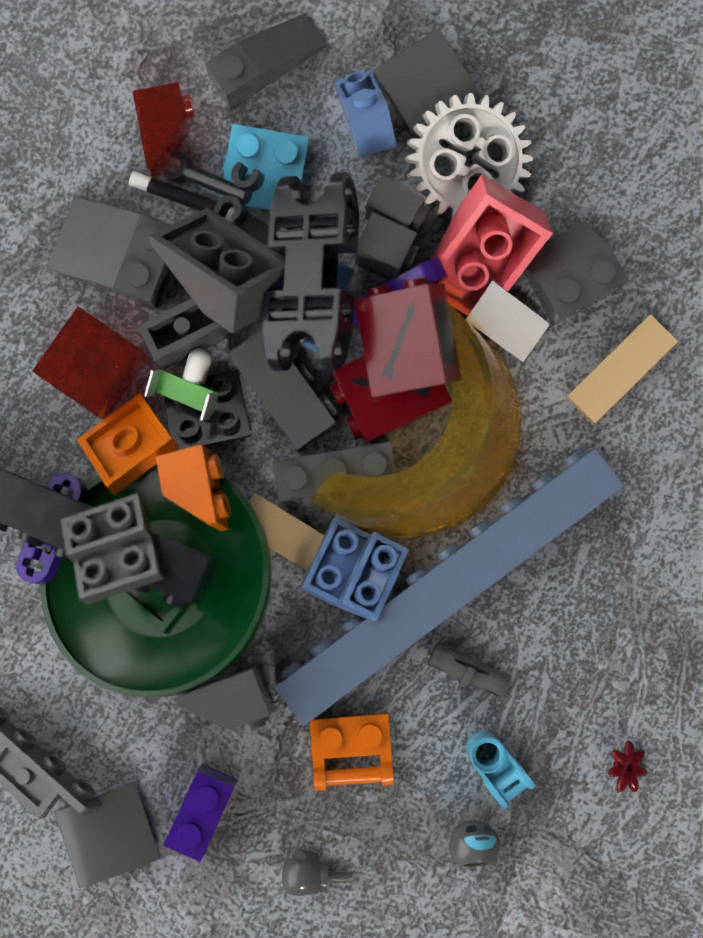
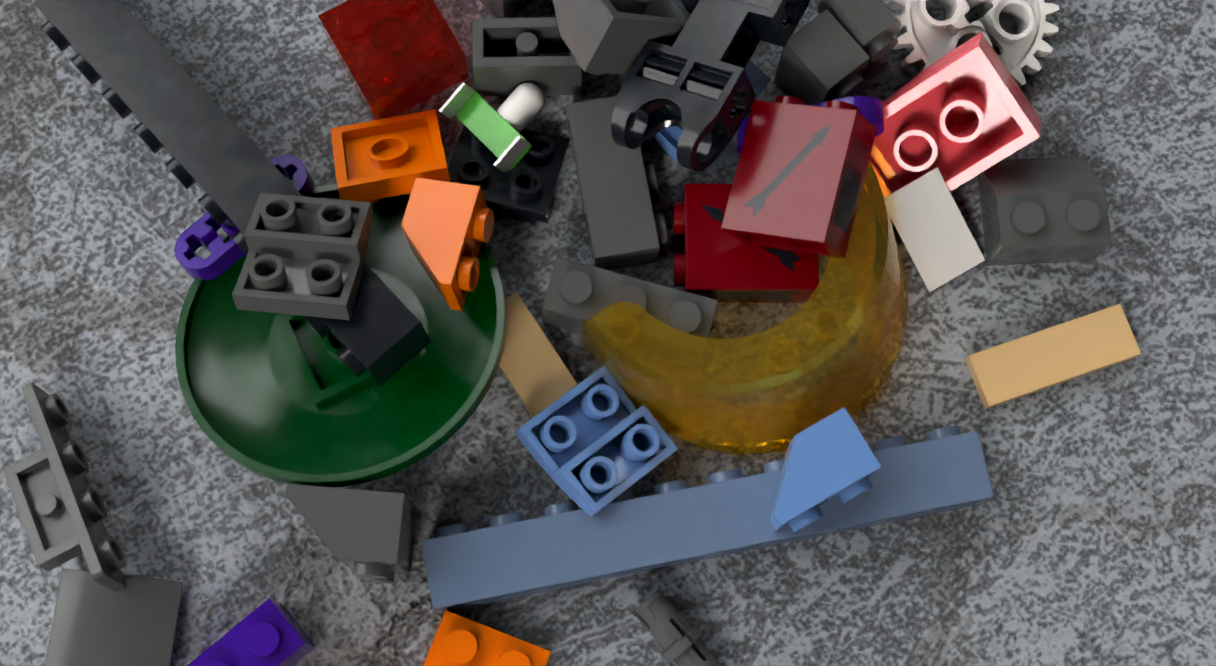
camera: 20 degrees right, 10 degrees down
(506, 524) = (819, 465): none -> medium blue slope

